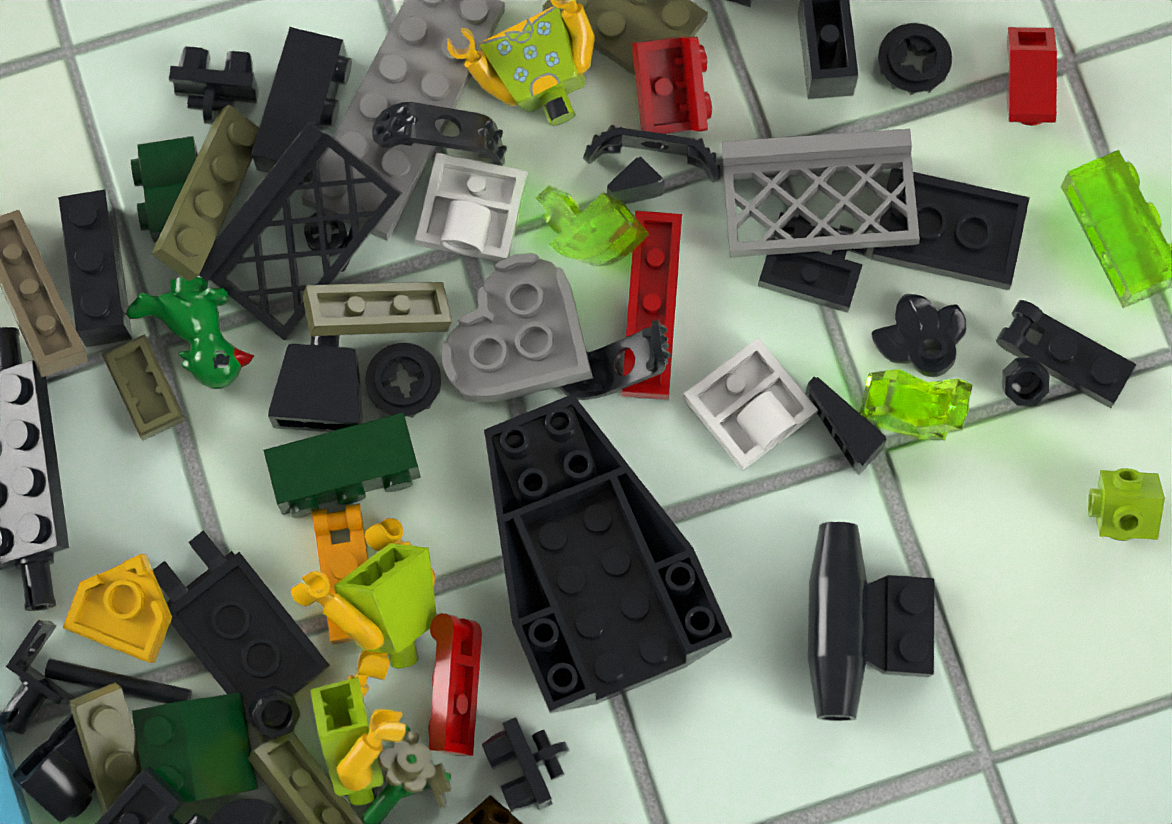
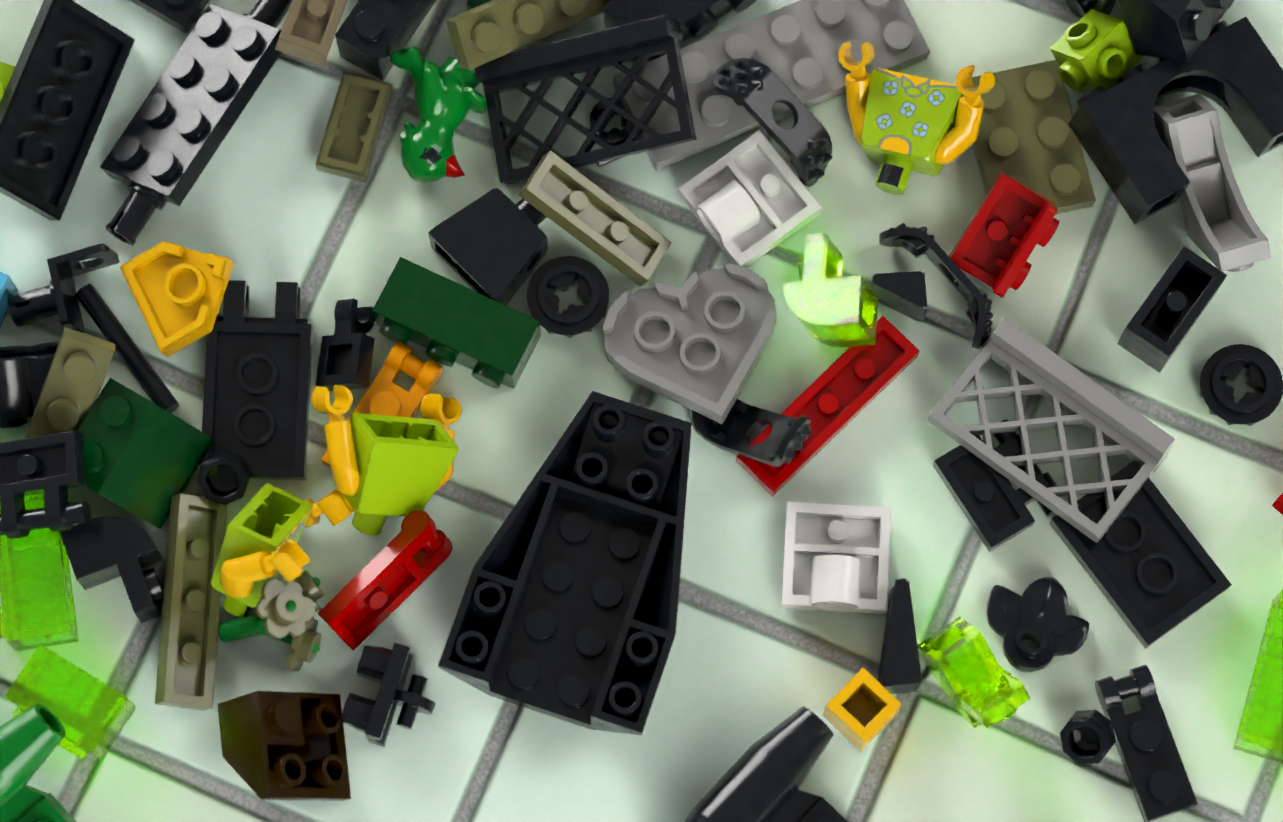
camera: 40 degrees right, 0 degrees up
(284, 549) = (348, 353): none -> black plate
(863, 491) = (862, 709): none -> yellow brick

